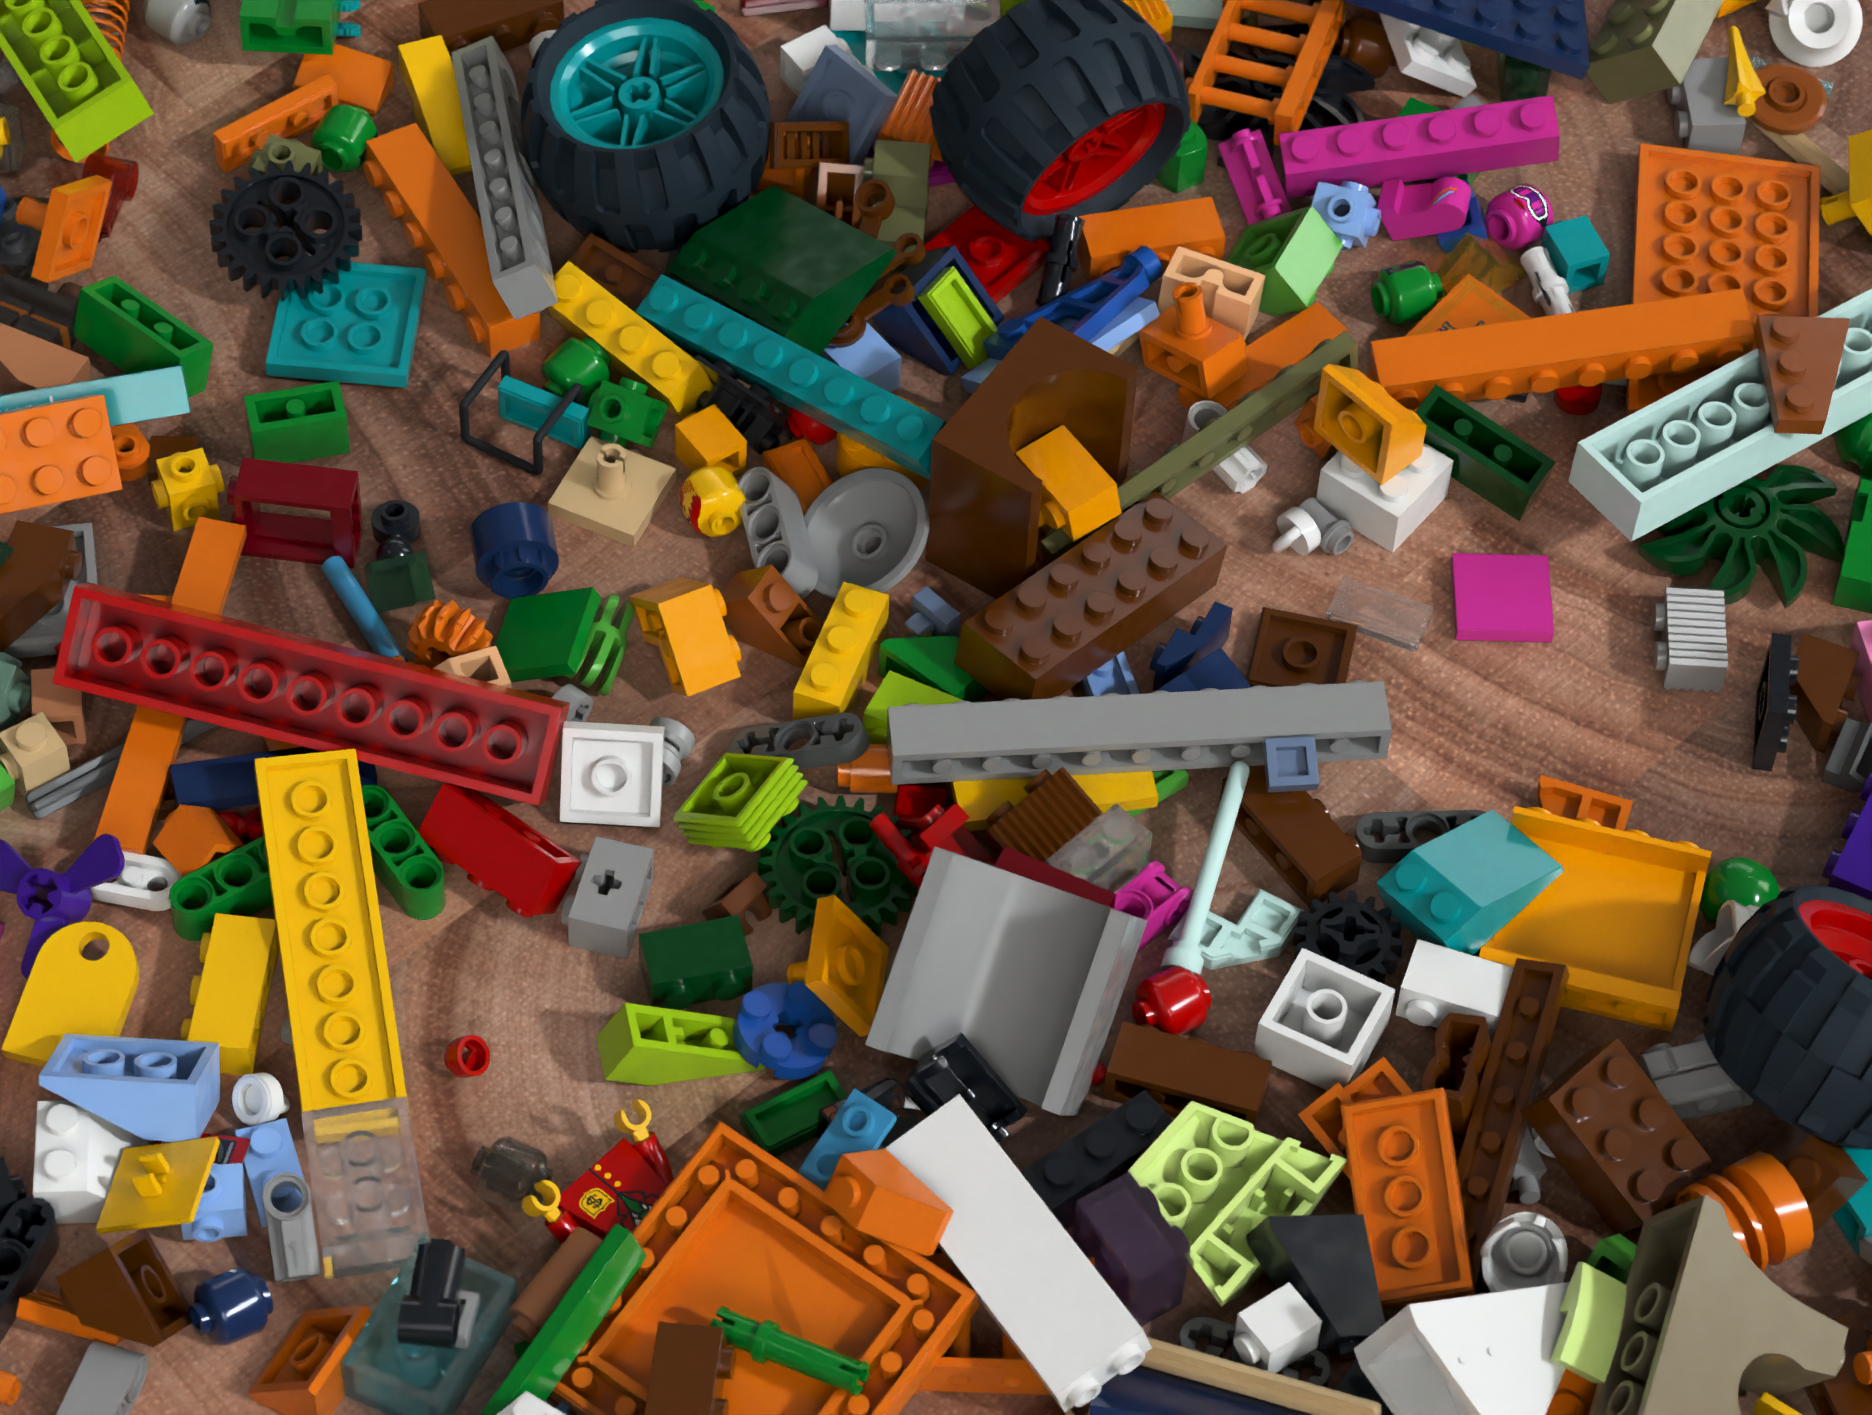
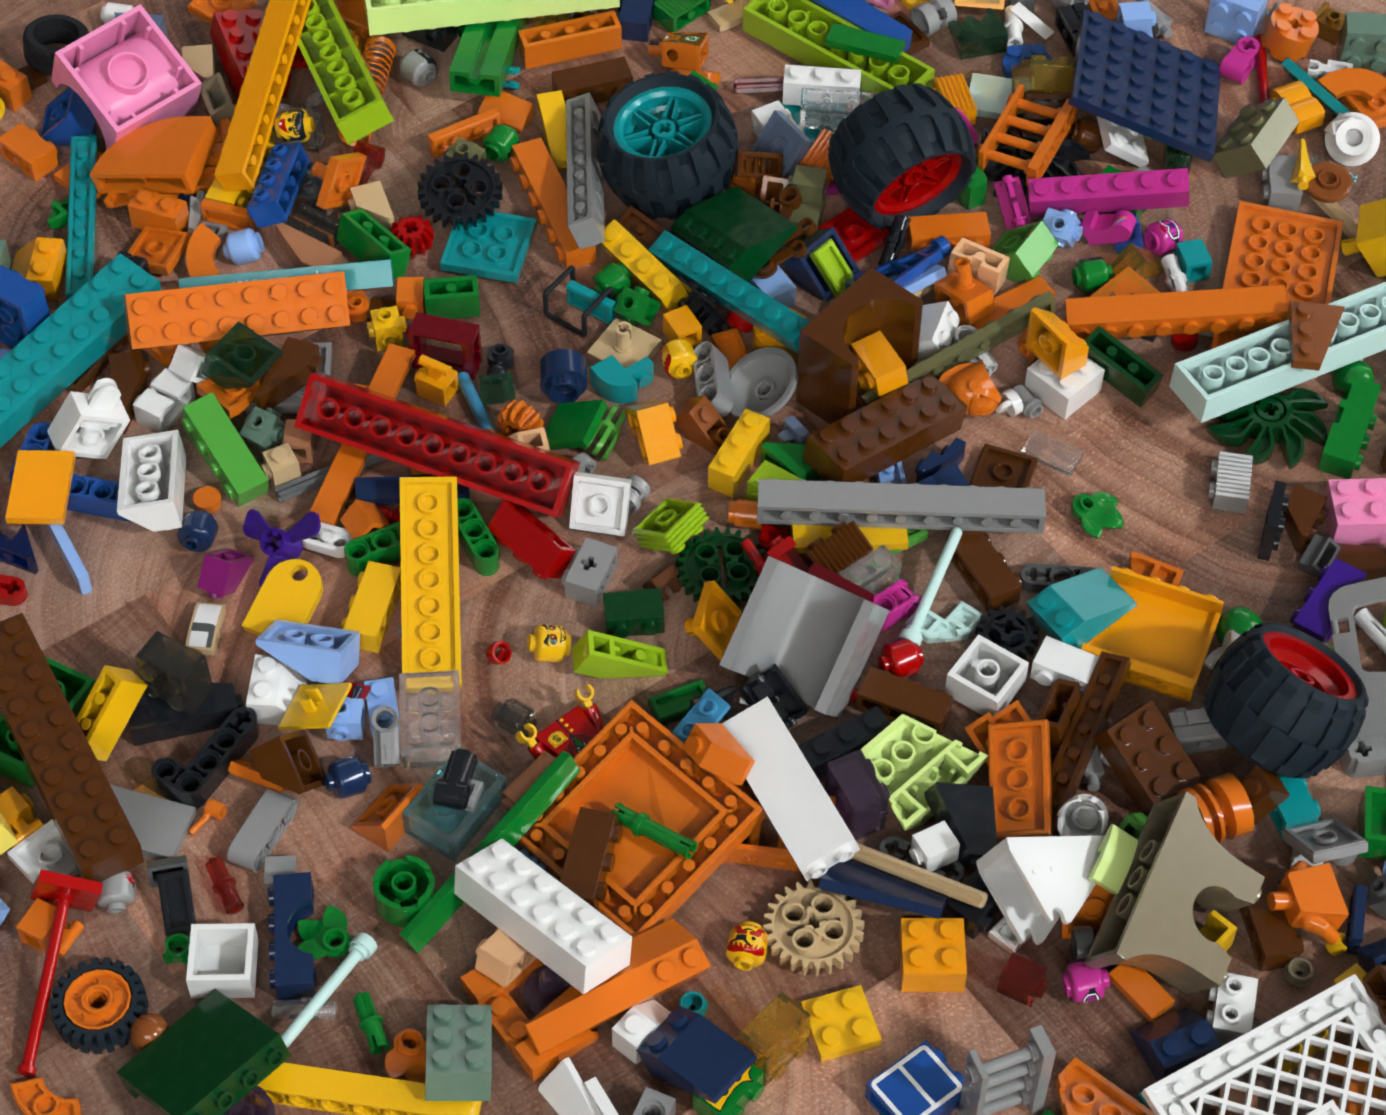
camera: 10 degrees right, 0 degrees up
(133, 260) = (374, 201): none -> tan slope
(213, 313) = (414, 233): none -> red gear
(222, 428) = (410, 296): none -> orange brick
(258, 1099) = (379, 665): white tile -> none
(288, 577) = (436, 381): none -> light orange brick
(555, 1031) = (549, 643): none -> yellow head
(614, 554) = (621, 383): none -> teal brick
(791, 1006) = (683, 641): blue plate -> none
(832, 740) = (726, 494): dark grey beam -> none
(1158, 413) = (937, 328): none -> white brick
(1233, 510) = (973, 387): none -> orange helmet
(1290, 764) = (985, 531): sand blue tile -> none
(1470, 713) = (1097, 512): none -> green plate
(1502, 597) = (1124, 449): dark pink tile -> none

